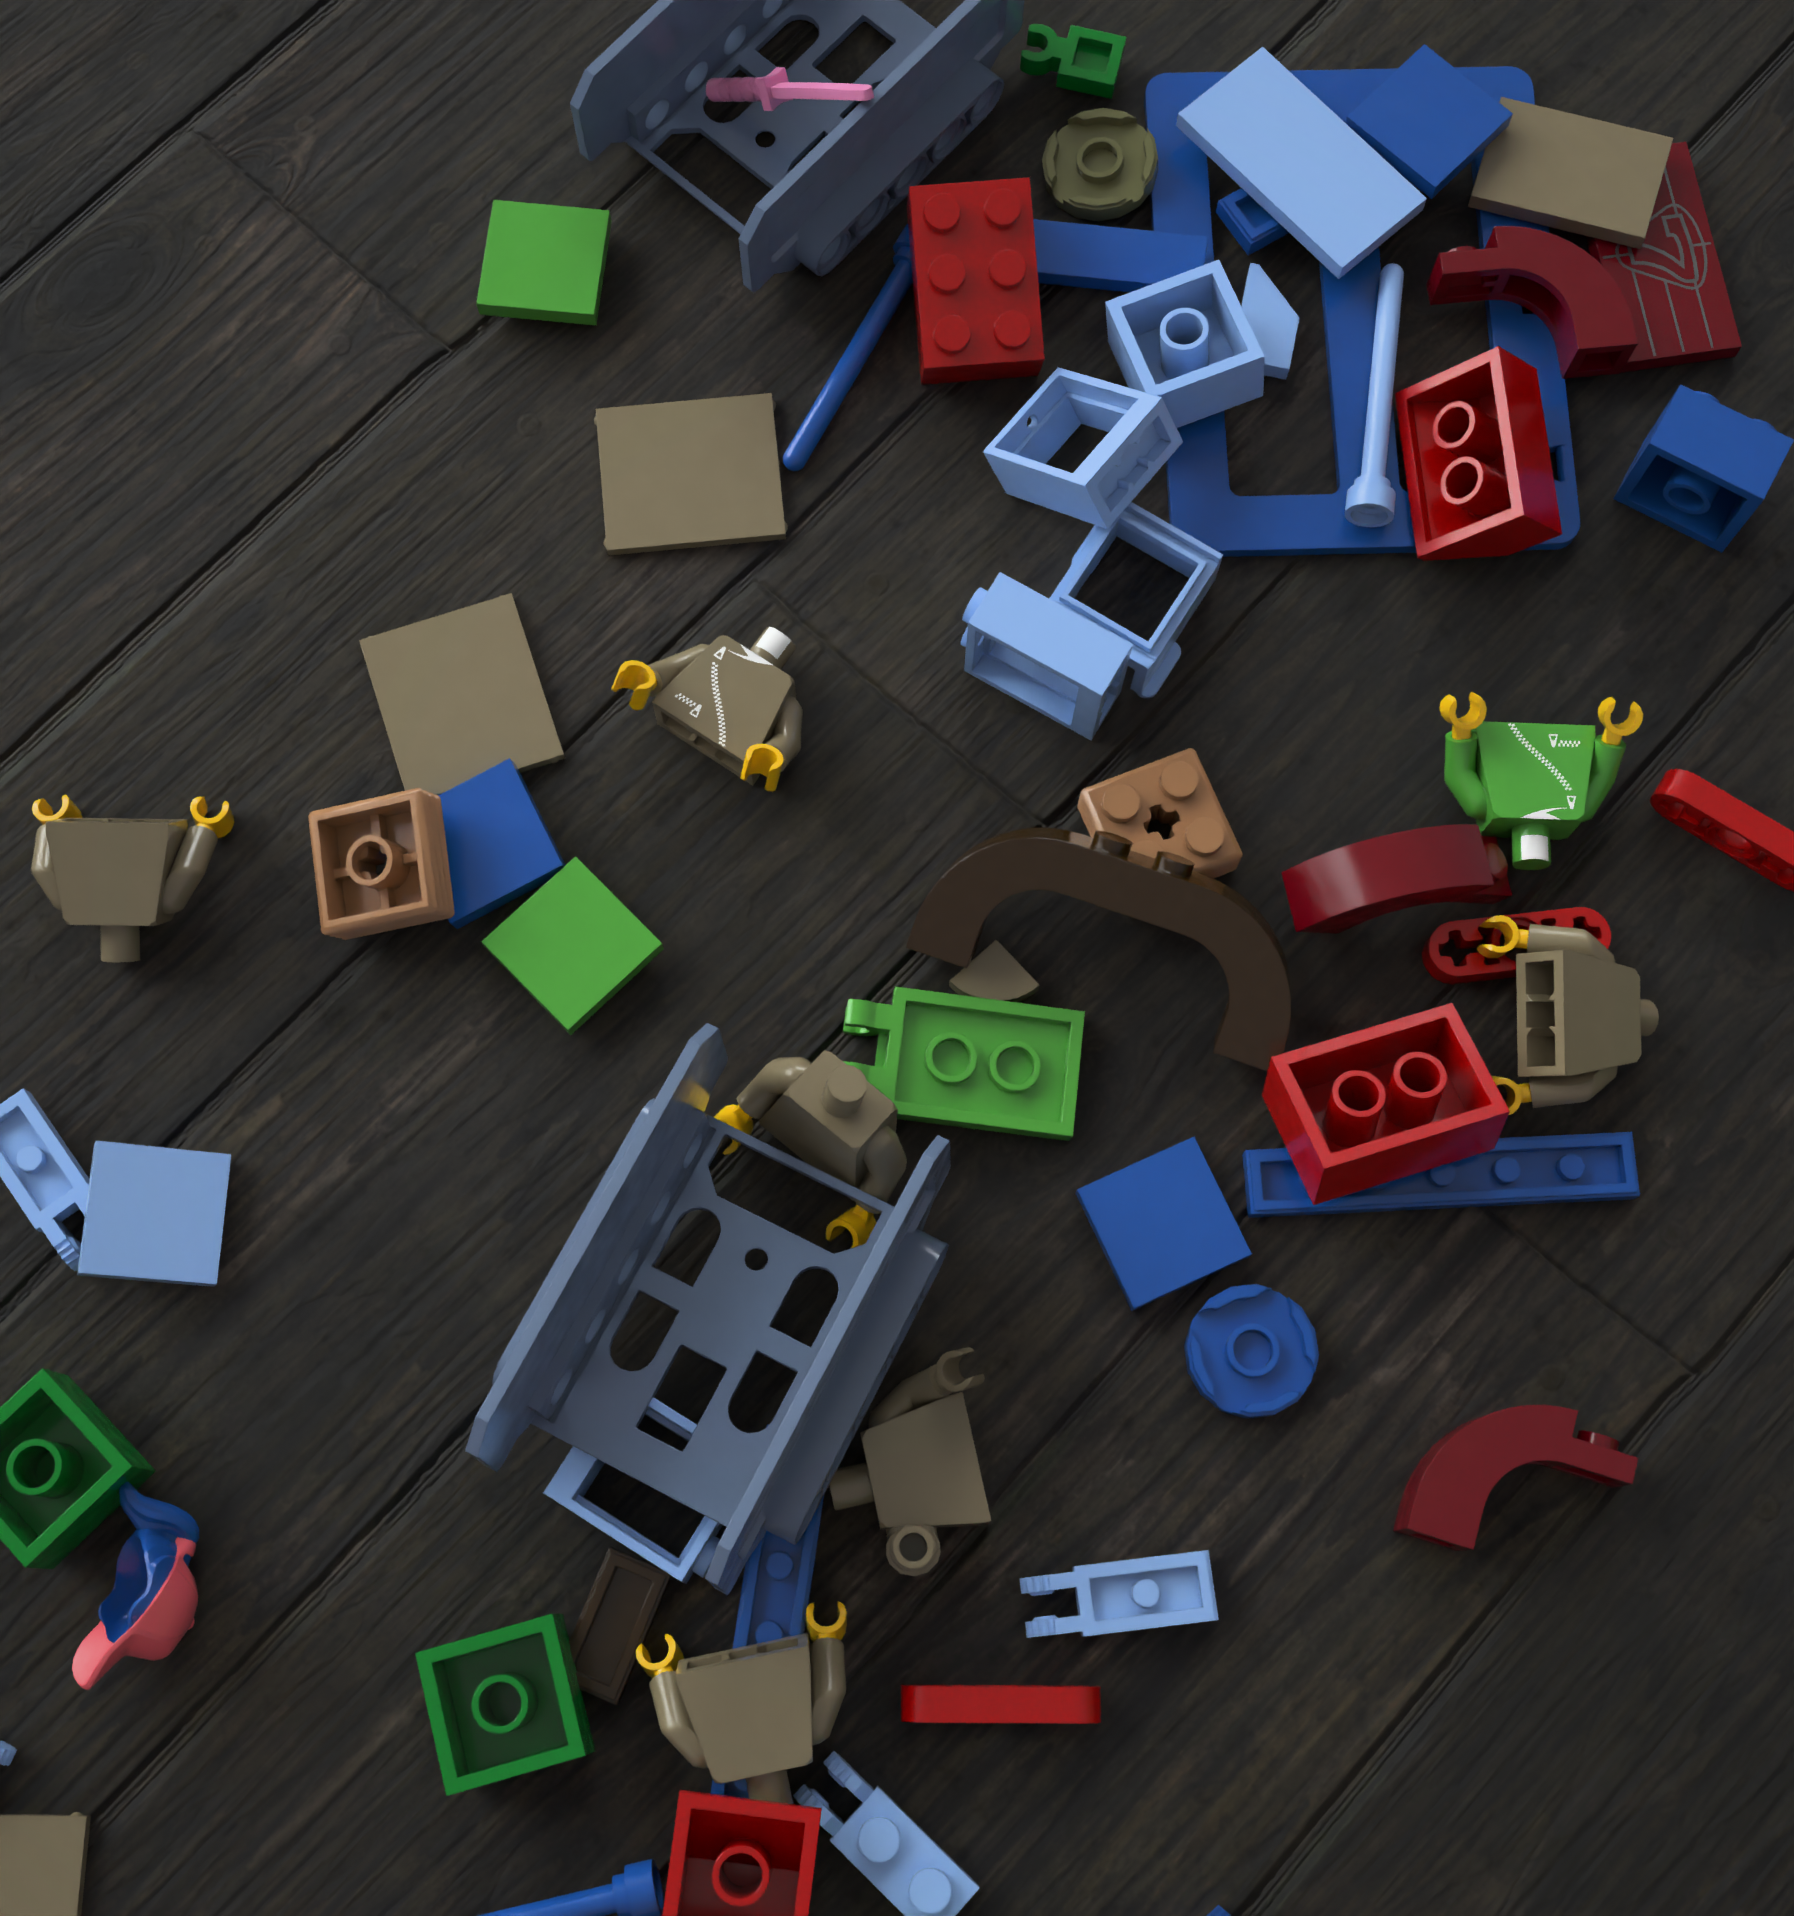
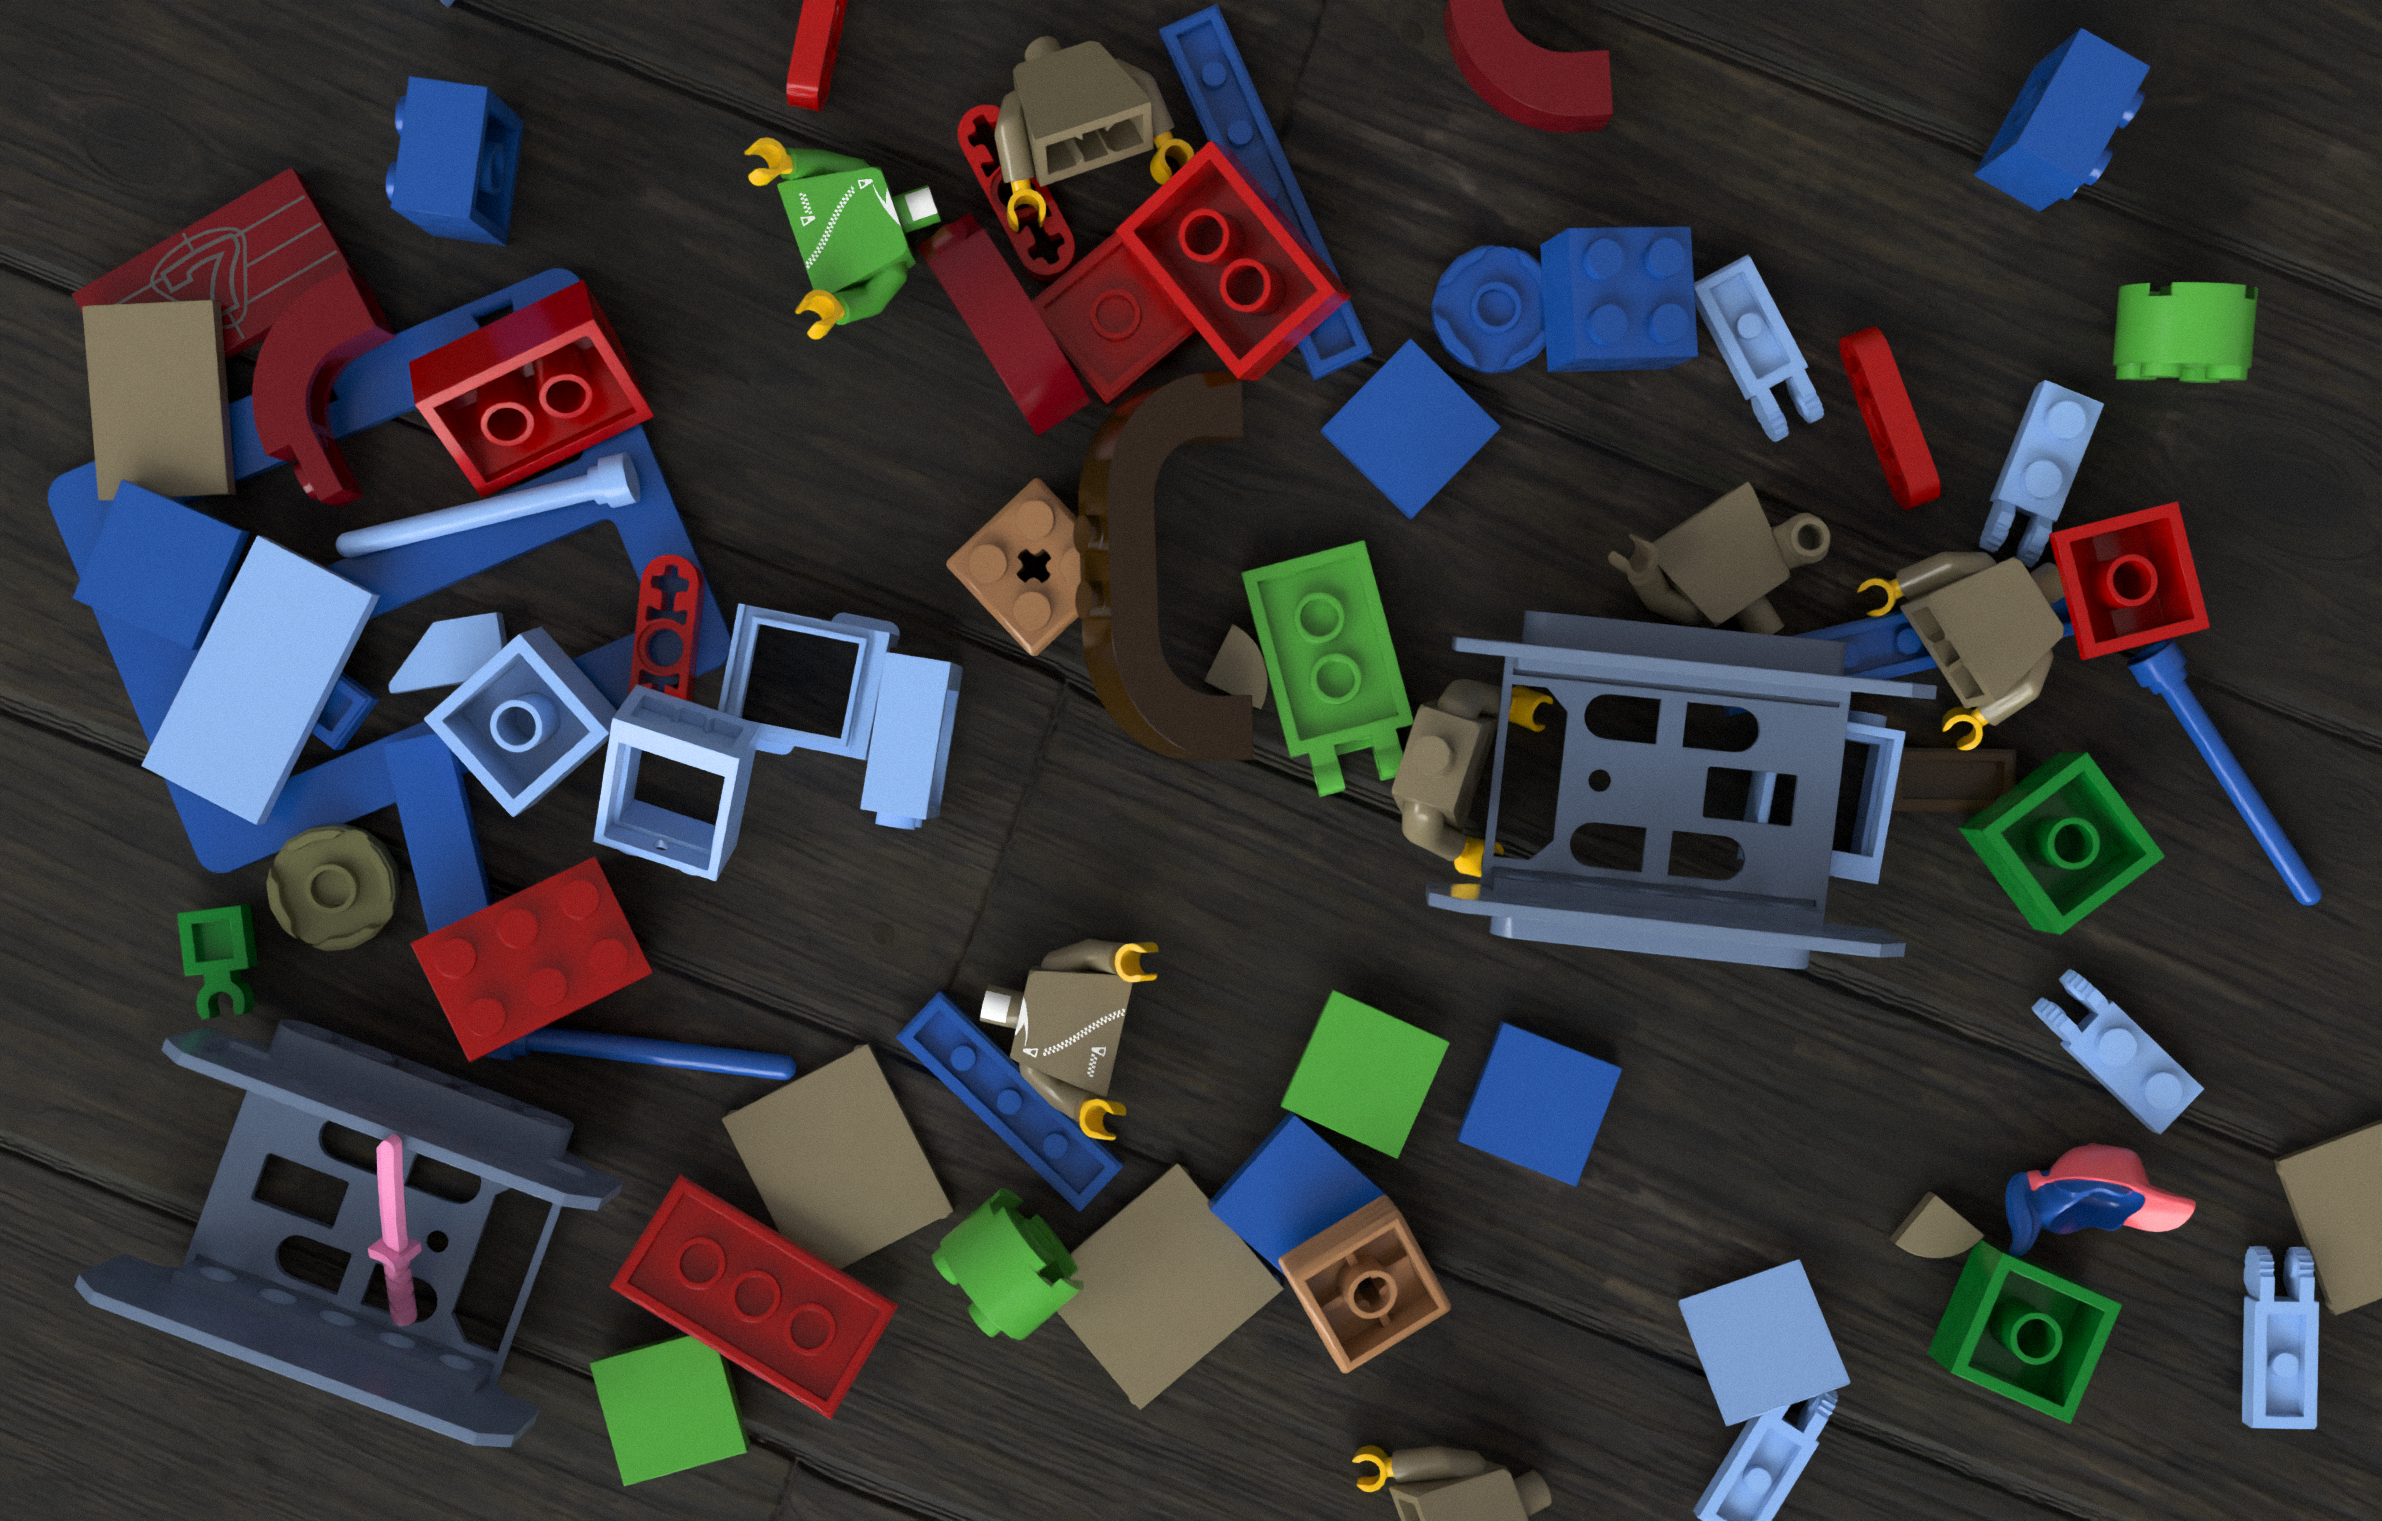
camera: 110 degrees left, 15 degrees up
(181, 1431) = (1935, 1230): none -> dark tan tile
(264, 1691) = (2121, 1055): none -> light blue hinge
(474, 1097) = (1538, 1103): none -> blue tile
(538, 564) = (1008, 1267): none -> bright green brick
(605, 358) = (754, 1296): none -> red tile
(731, 608) = (993, 1088): none -> blue tile
(1214, 516) = (690, 602): none -> red beam
(1219, 1466) = (1619, 299): none -> blue brick
(1364, 977) = (1112, 318): none -> red tile

